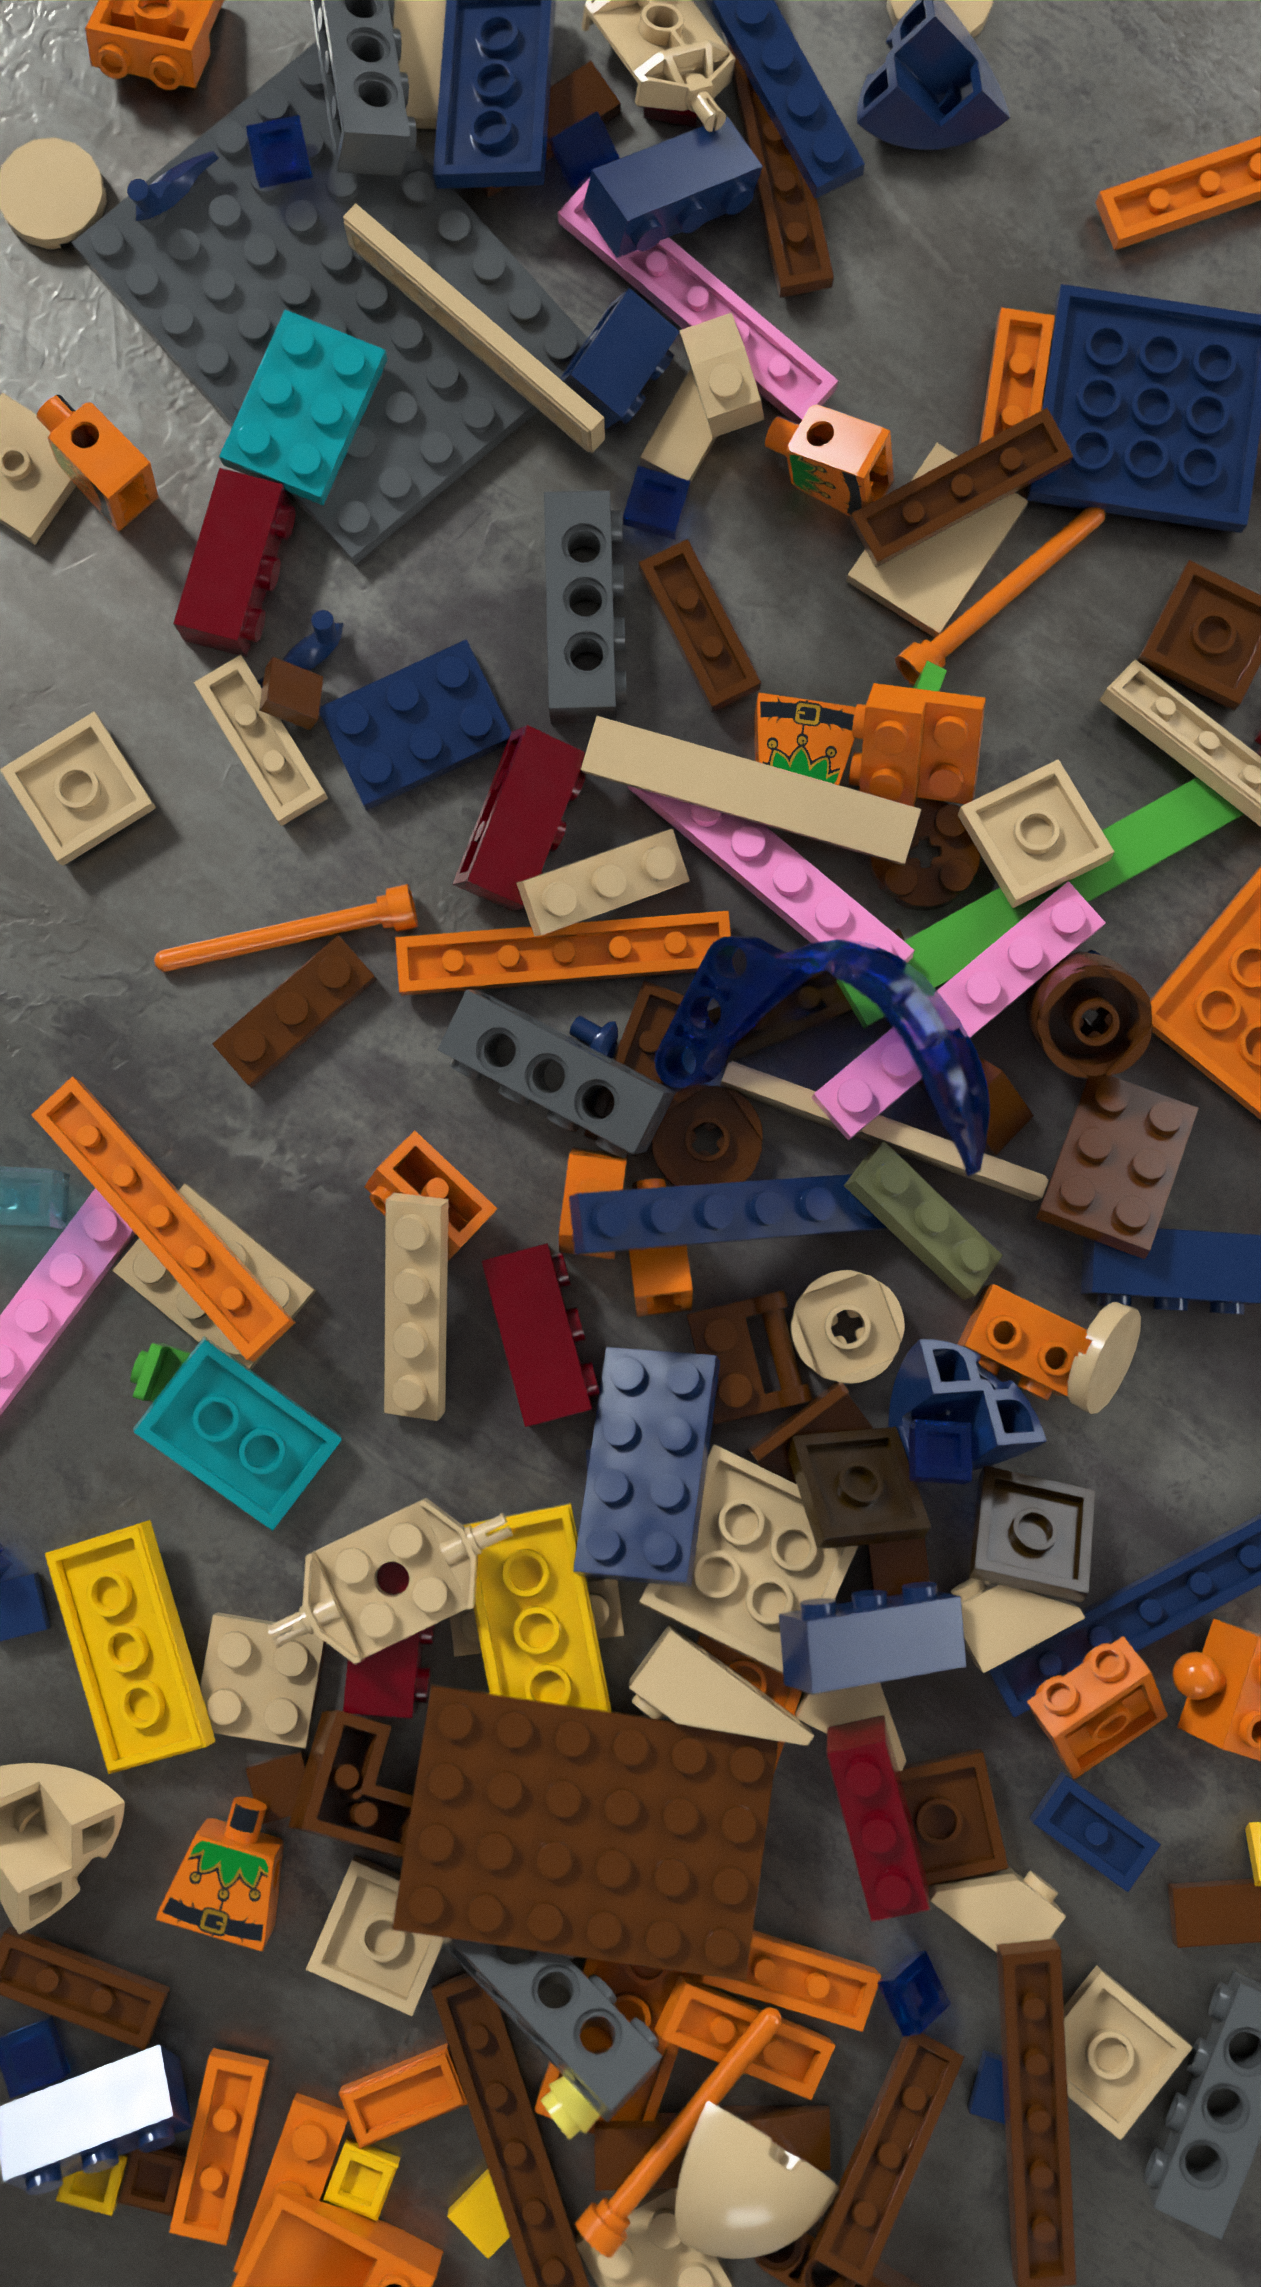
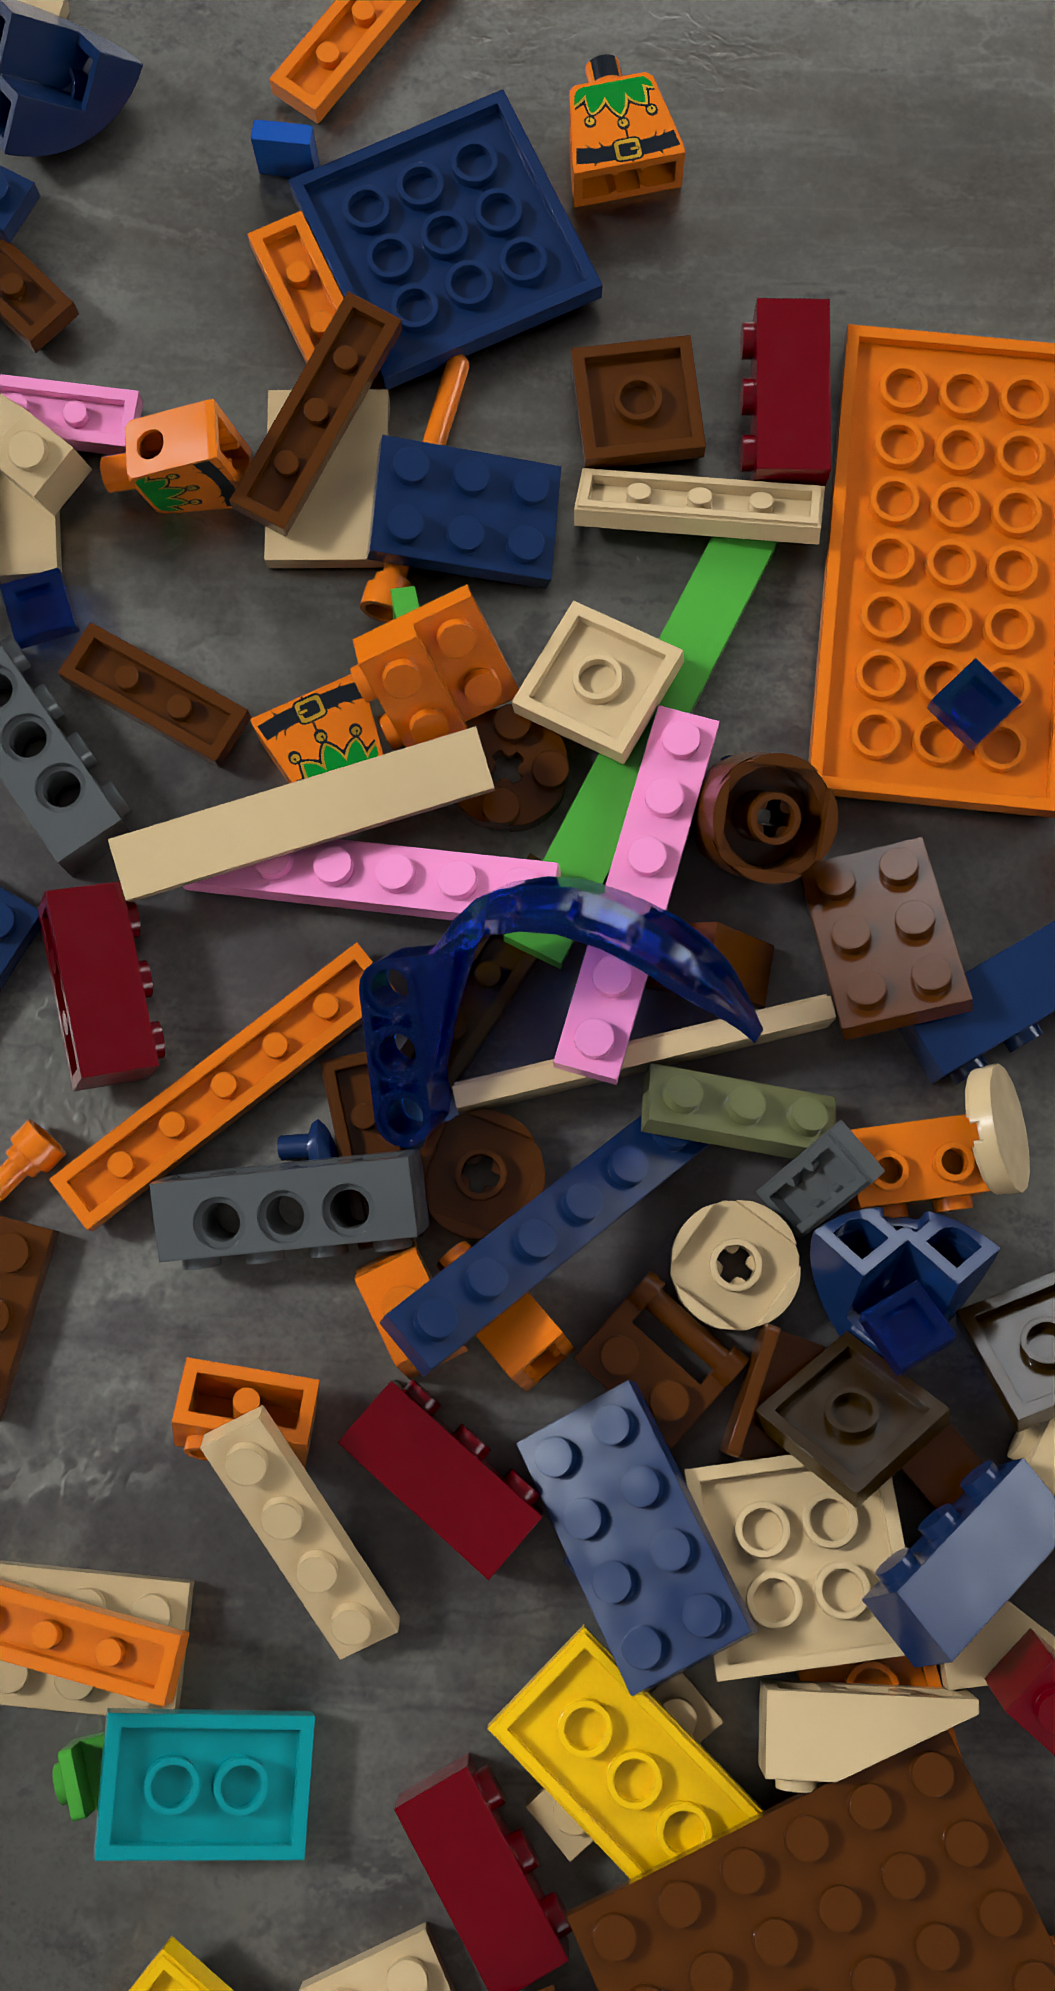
camera: 30 degrees left, 5 degrees down
(342, 1587) = (440, 1892): tan plate -> none
(603, 882) = (217, 994): tan plate -> none
(949, 1306) = (820, 1180): none -> dark grey plate
(1022, 636) = (464, 512): none -> dark blue plate
(1075, 256) = (284, 148): none -> blue tile

